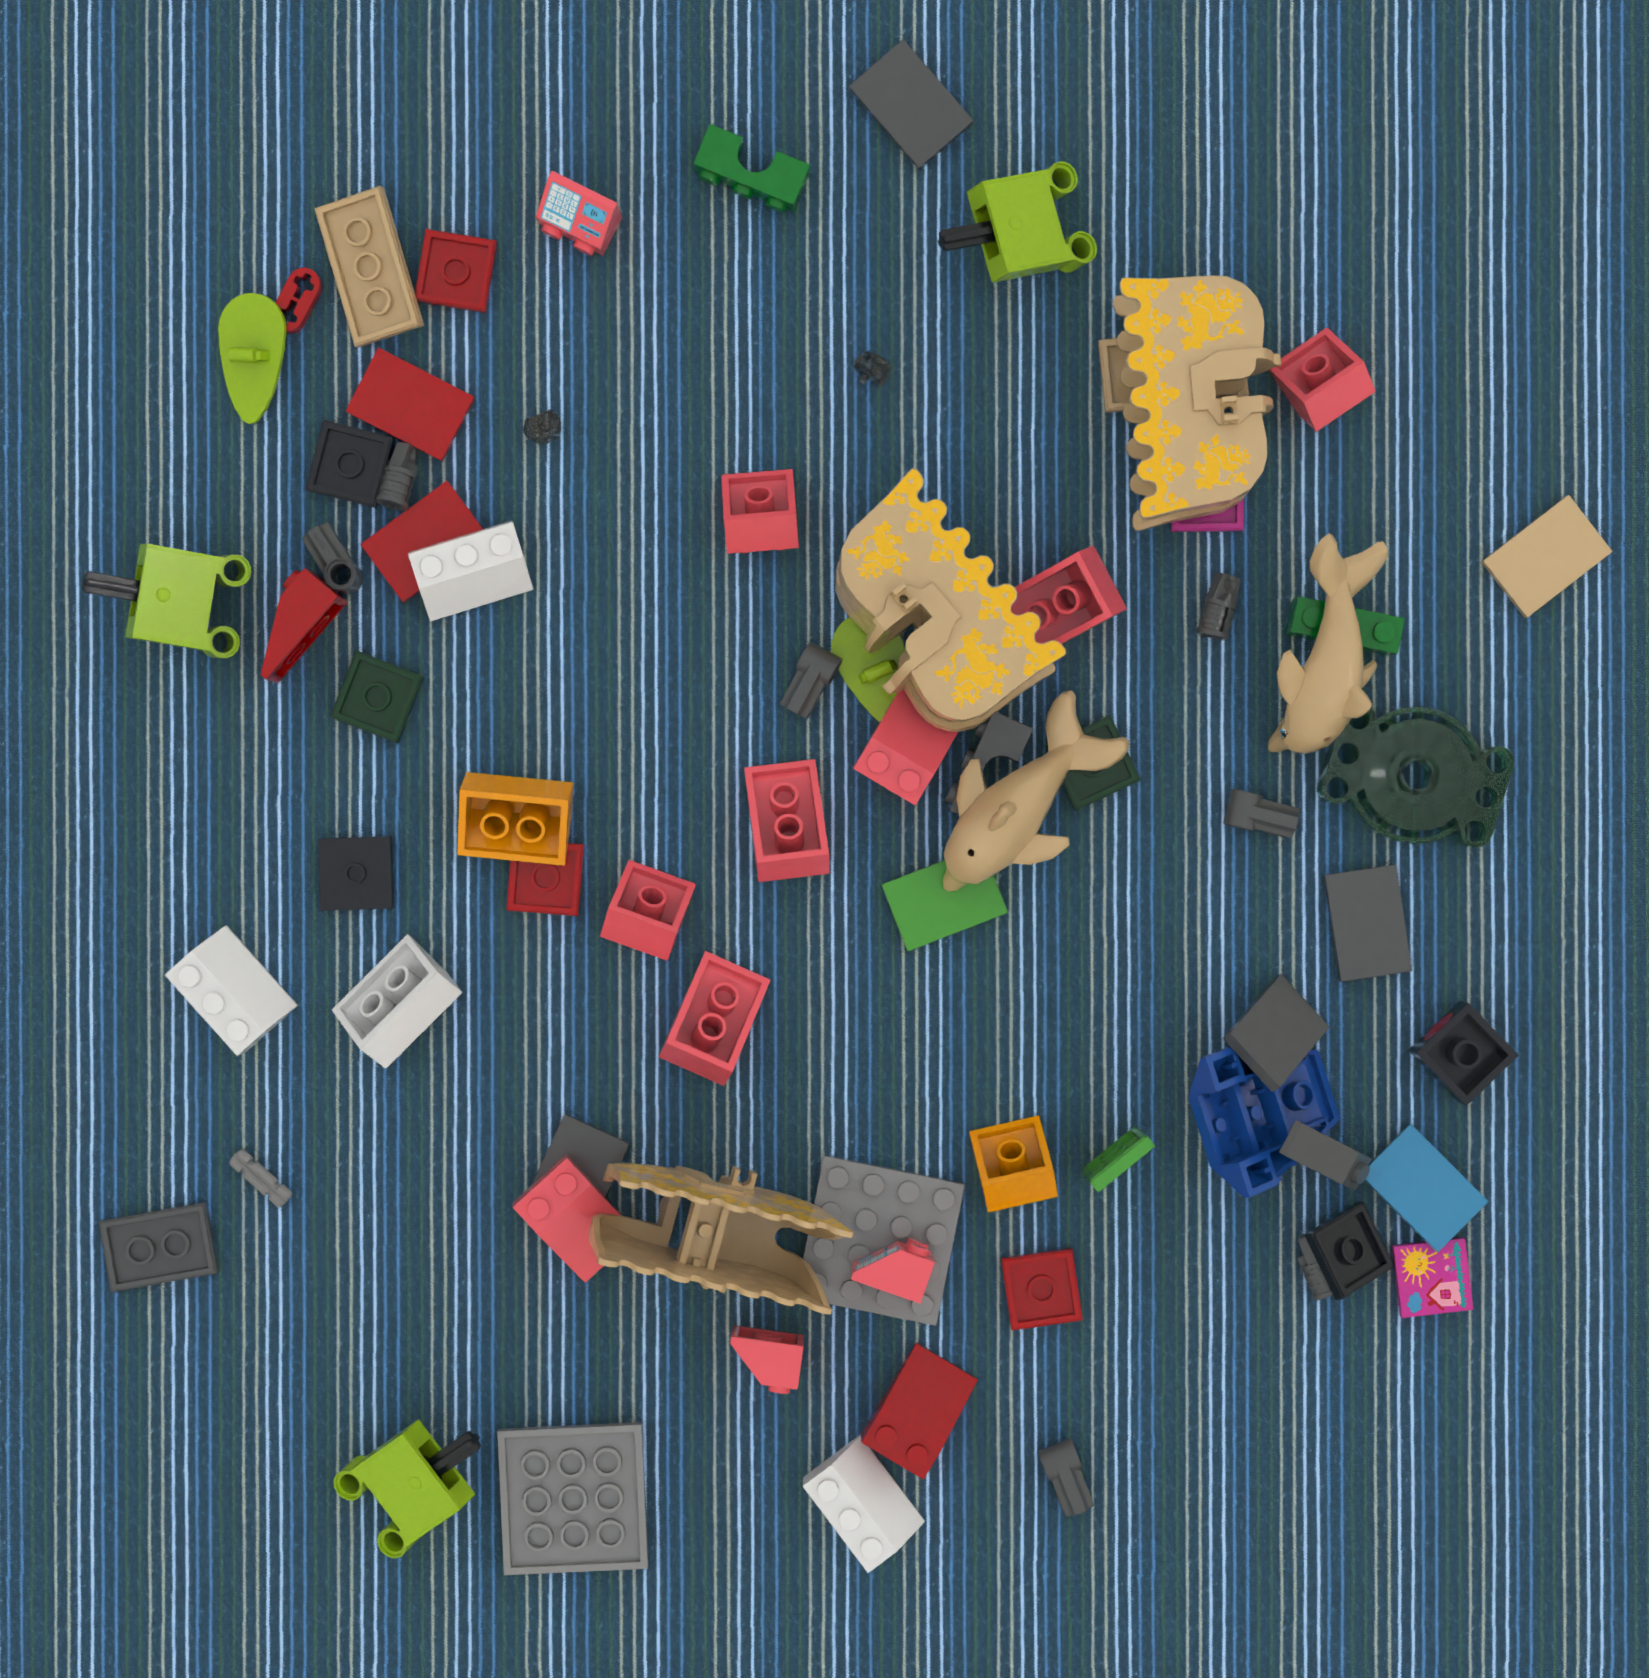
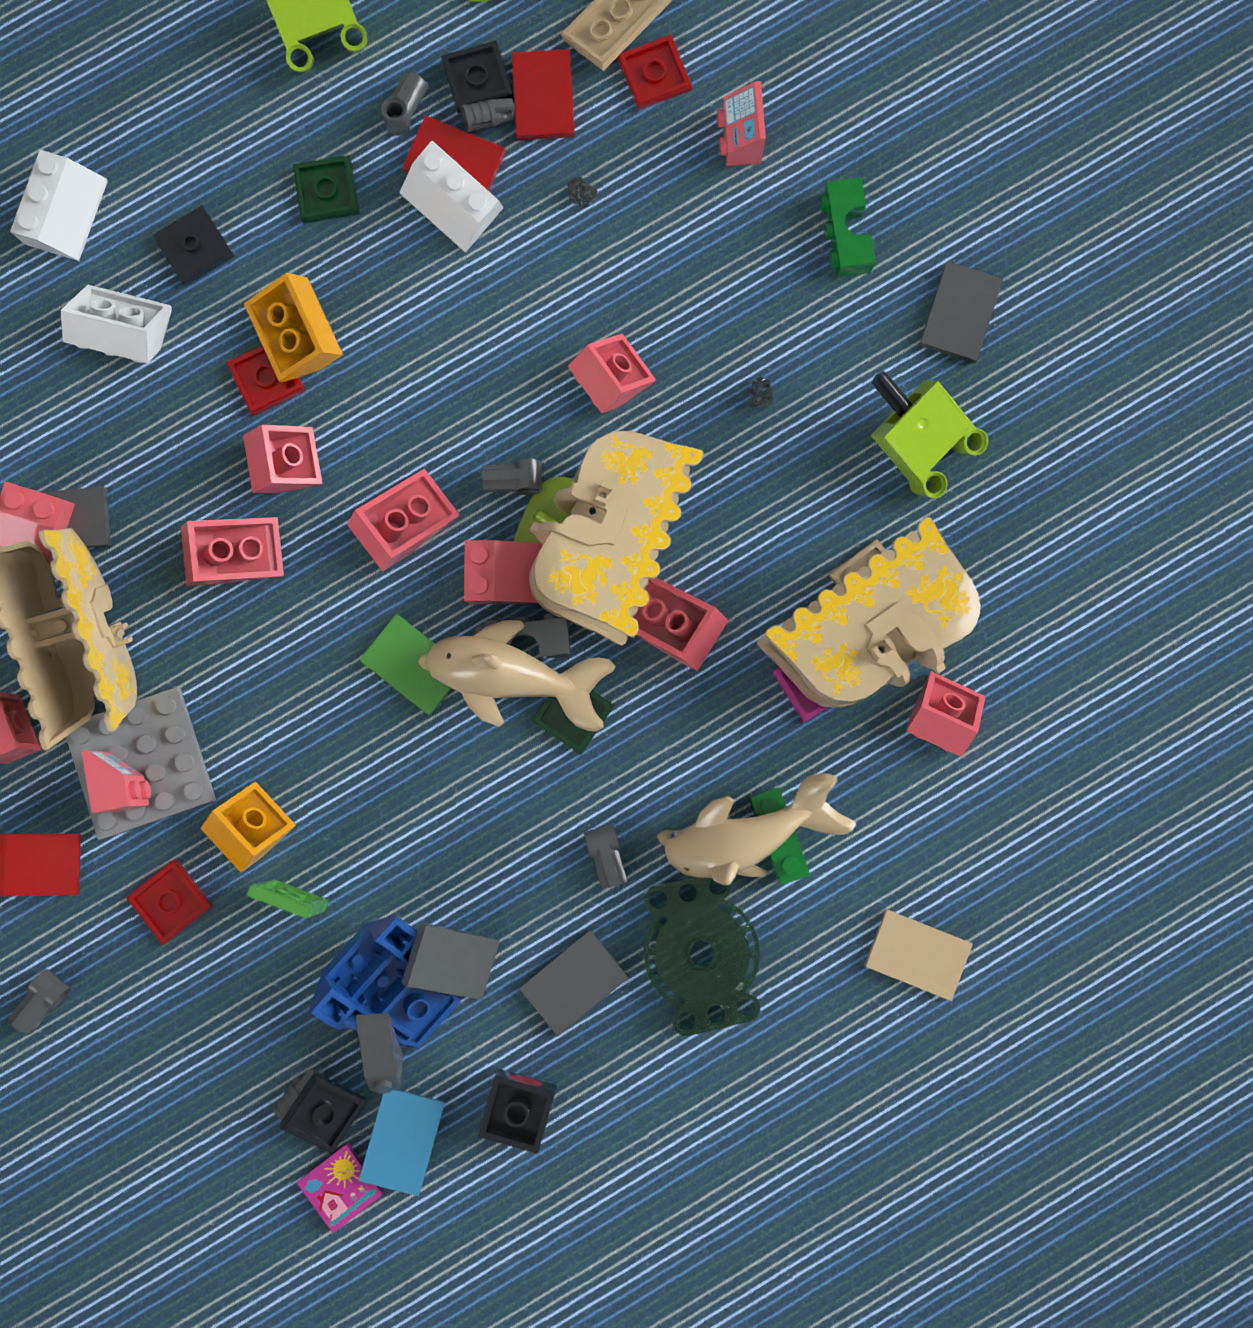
camera: 60 degrees right, 5 degrees down
(300, 619) = (341, 99): red slope -> none
(1219, 607) = (738, 737): dark grey hinge -> none

